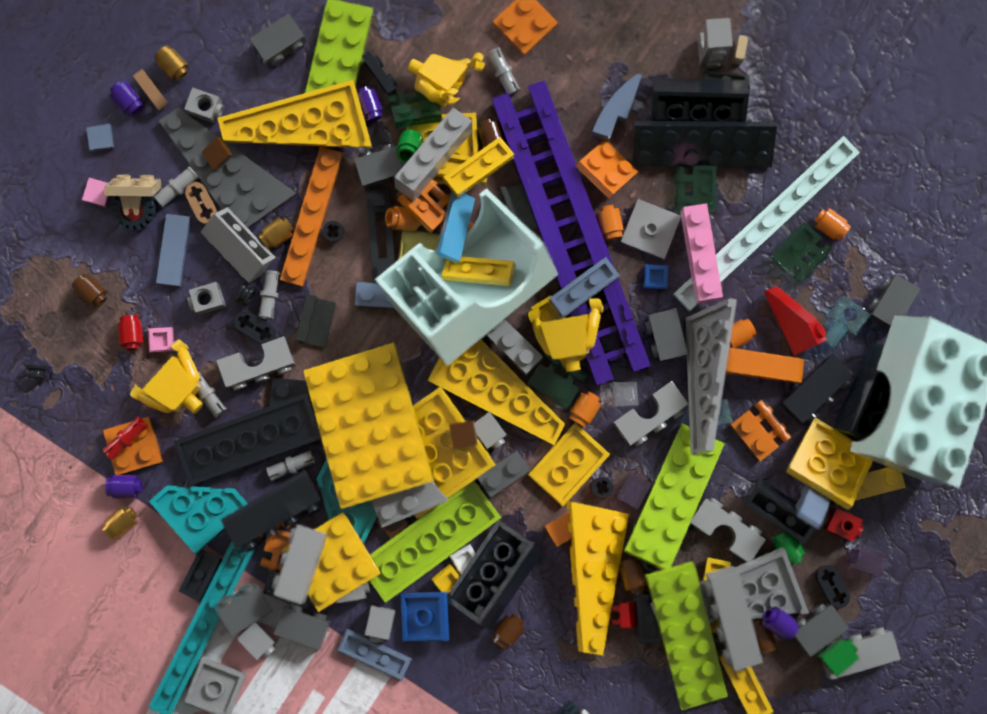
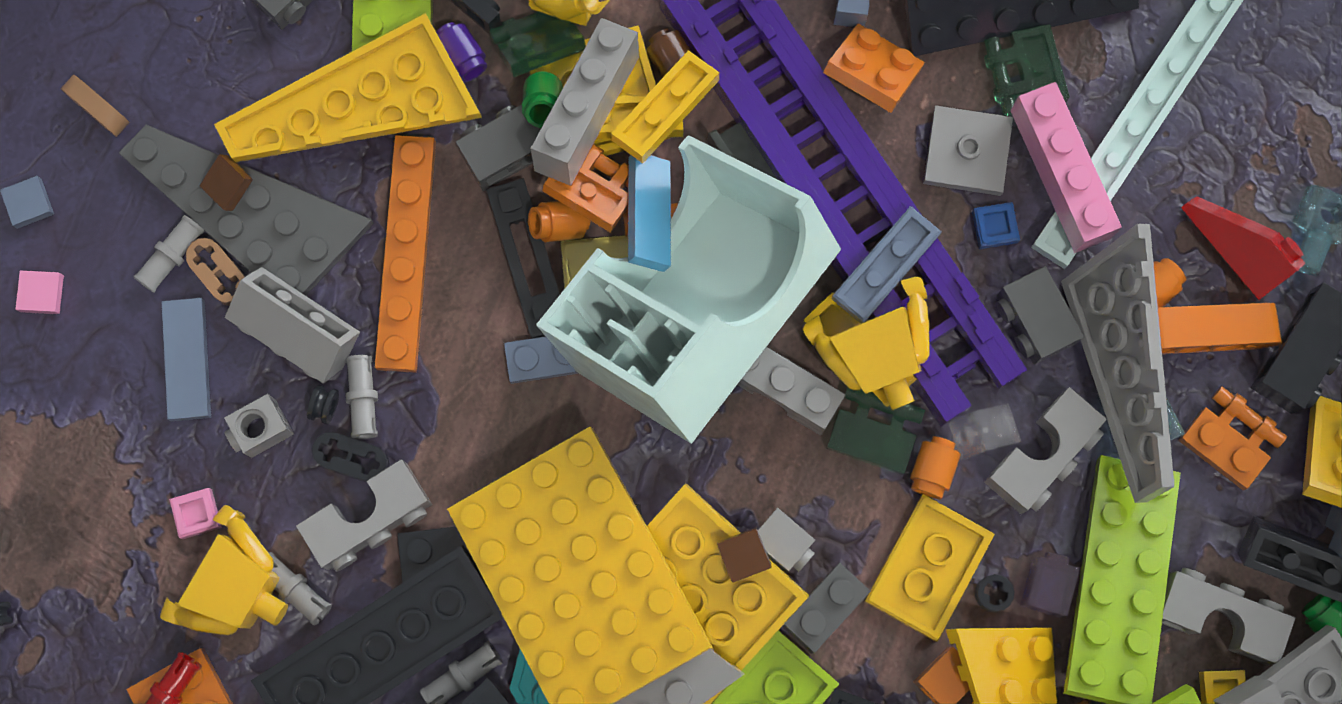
camera: 10 degrees left, 5 degrees down
(89, 290) = (57, 457): reddish brown brick -> none
(126, 98) = (57, 128): dark purple brick -> none
(130, 332) = (140, 512): red brick -> none
(133, 200) = (100, 295): plate -> none
(171, 63) = (121, 55): pearl gold brick -> none
(195, 101) = (175, 102): light grey brick -> none
(276, 233) = (352, 292): pearl gold brick -> none
(315, 321) = (450, 423): pearl dark grey panel -> none
(326, 231) = (435, 272): black bush -> none
(480, 271) = (708, 274): yellow plate -> none
(492, 386) = (771, 465): yellow wing -> none
(610, 222) = (901, 152): orange brick -> none
(794, 249) = (1212, 126): clear green plate -> none
(831, 224) = (1260, 76): orange brick -> none

